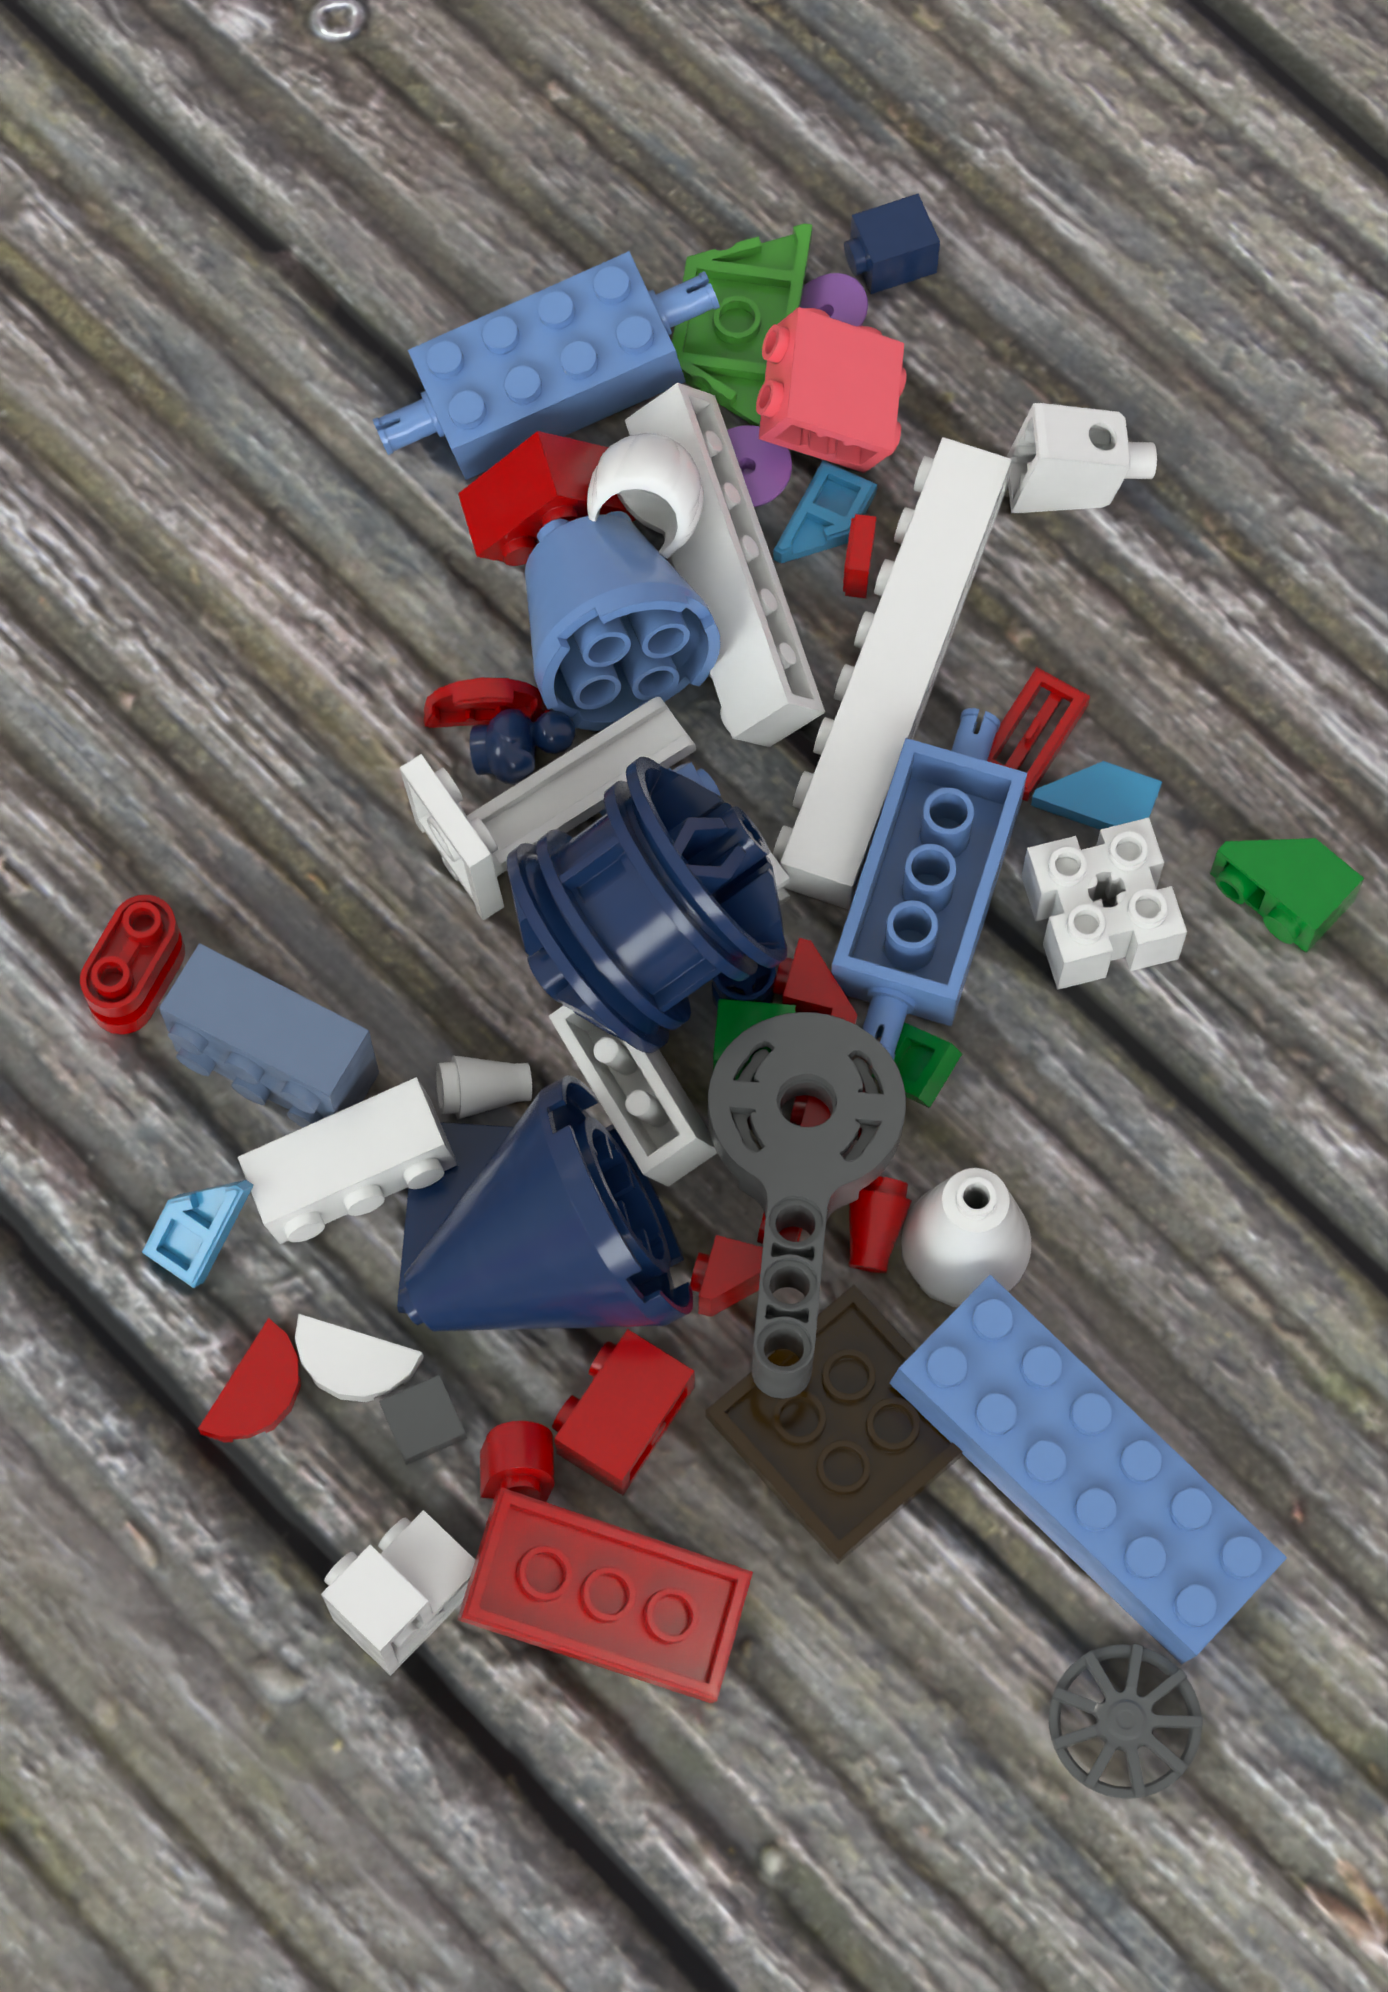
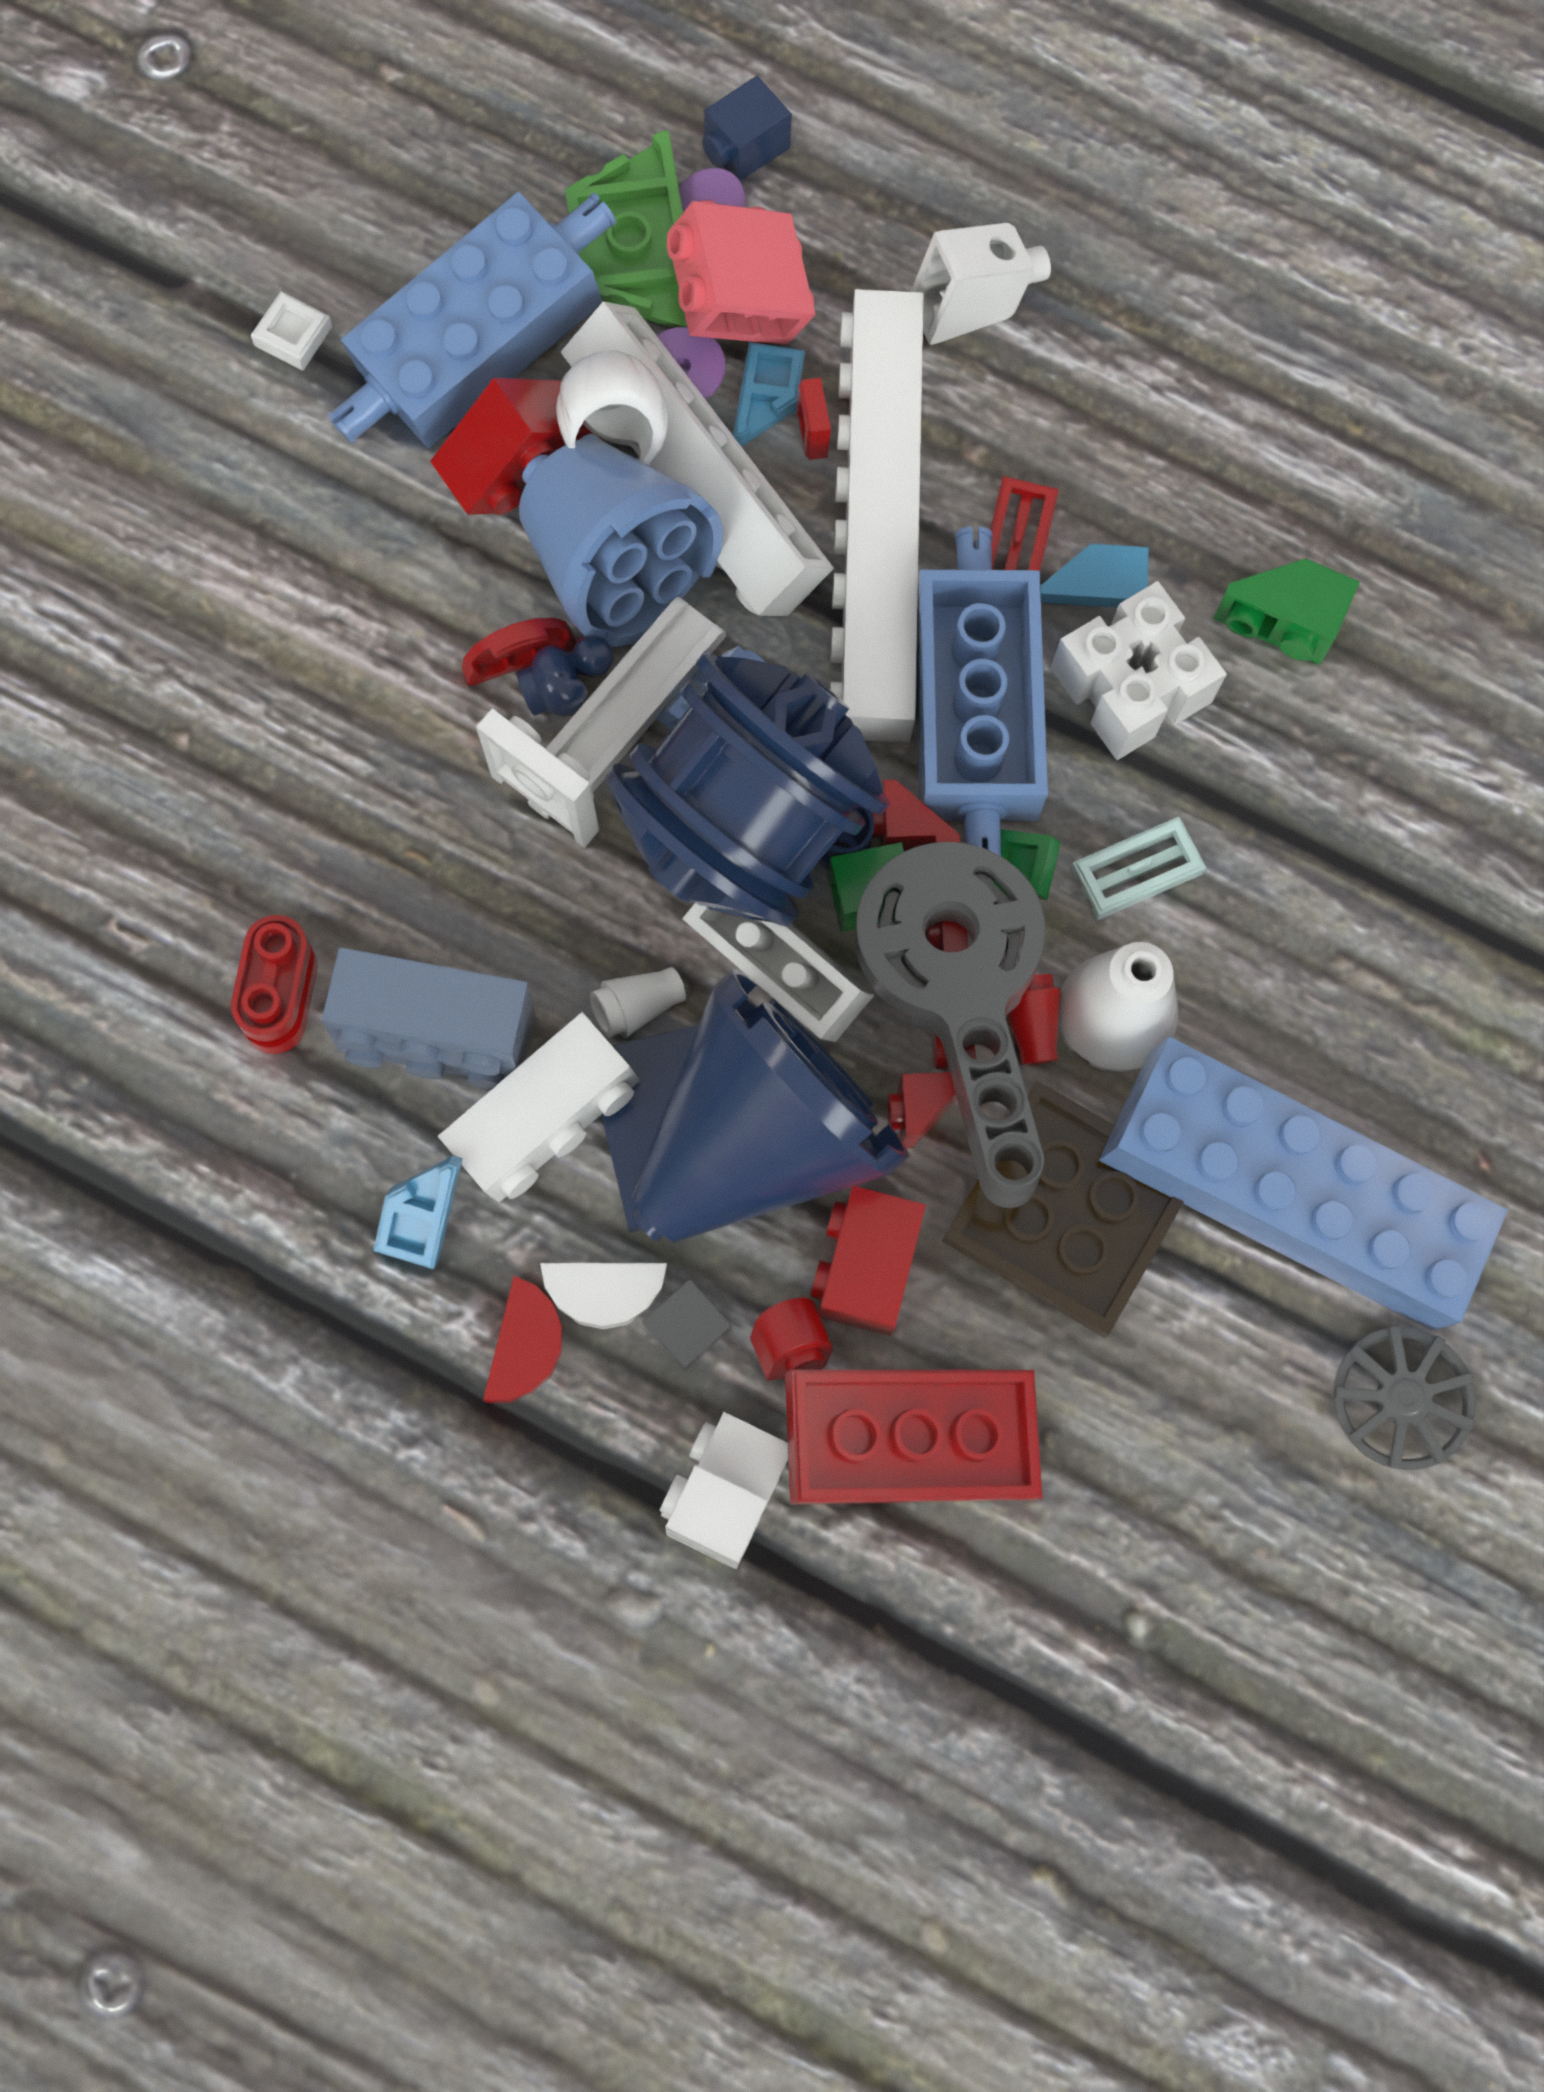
camera: 25 degrees left, 5 degrees up
(369, 325) = (291, 330): none -> white tile
(1038, 1128) = (1093, 889): none -> light aqua tile

